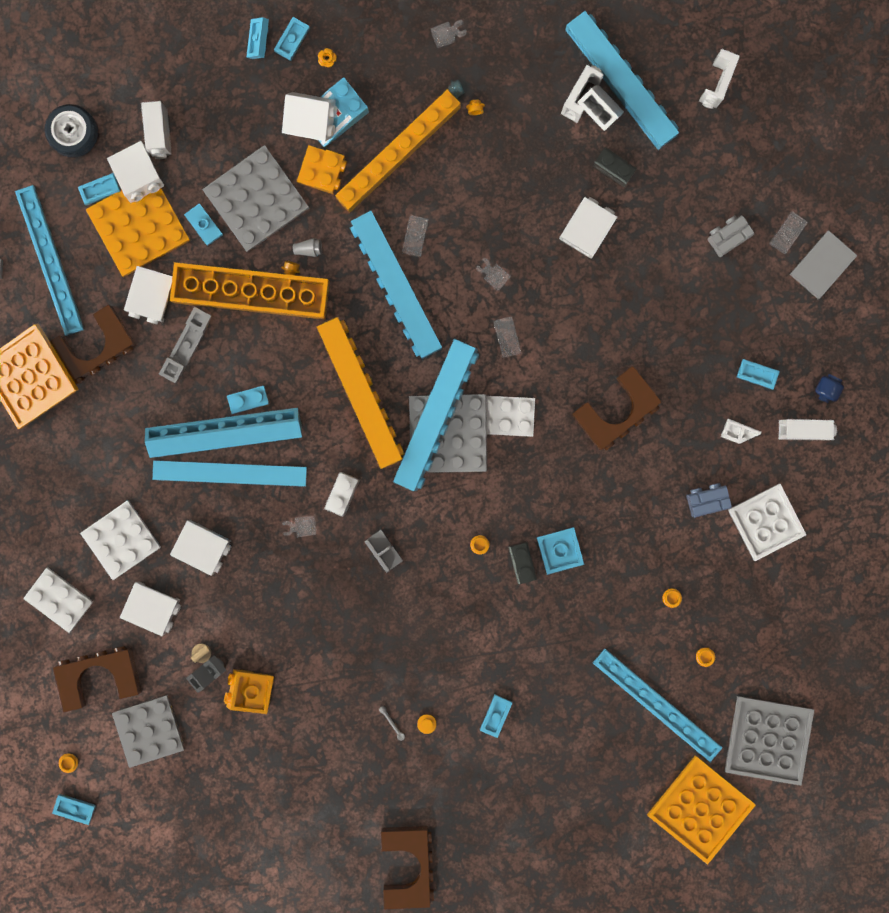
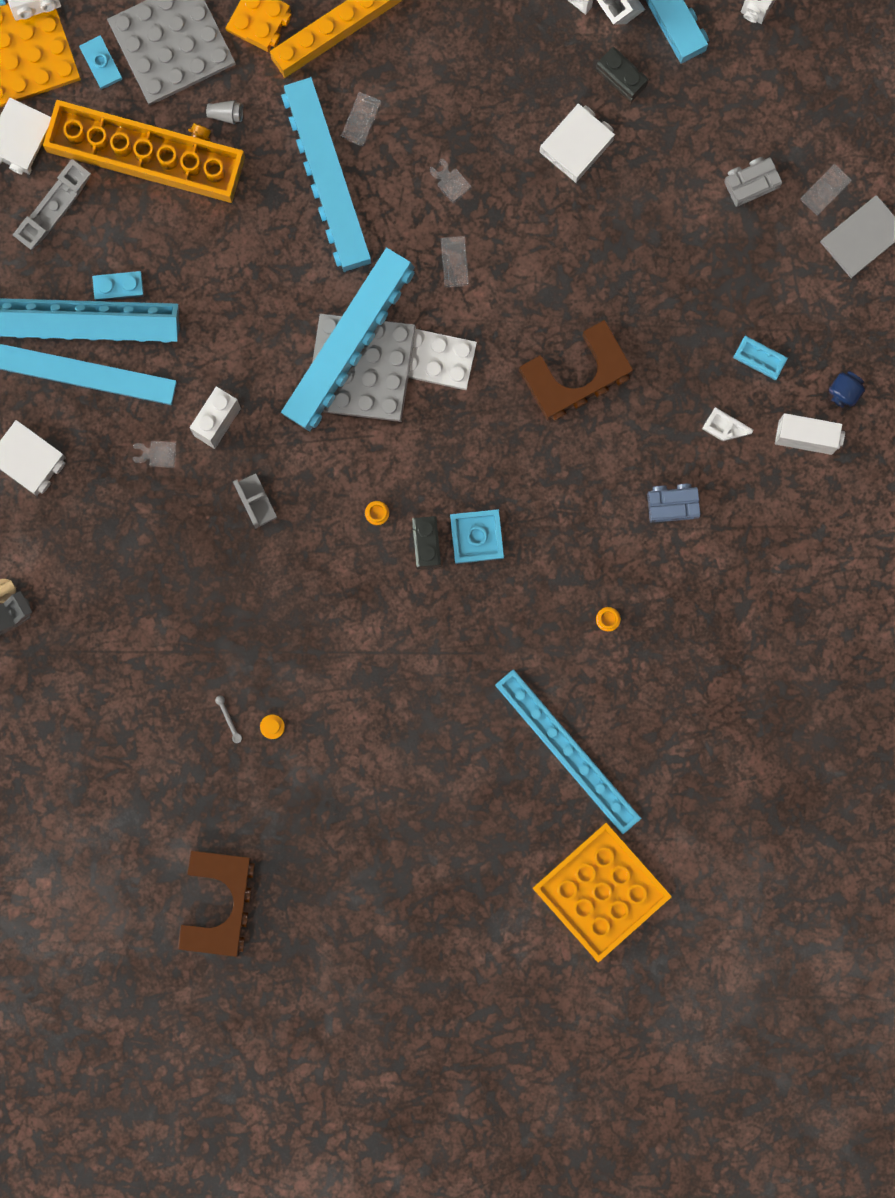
camera: 10 degrees right, 5 degrees down
(249, 691) = (55, 647): light orange plate -> none
(360, 393) = (258, 290): light orange brick -> none
(496, 716) = (361, 730): medium azure plate -> none
(705, 657) = (638, 700): light orange plate -> none
(767, 522) = (742, 543): white plate -> none
(769, 740) = (702, 818): light grey plate -> none

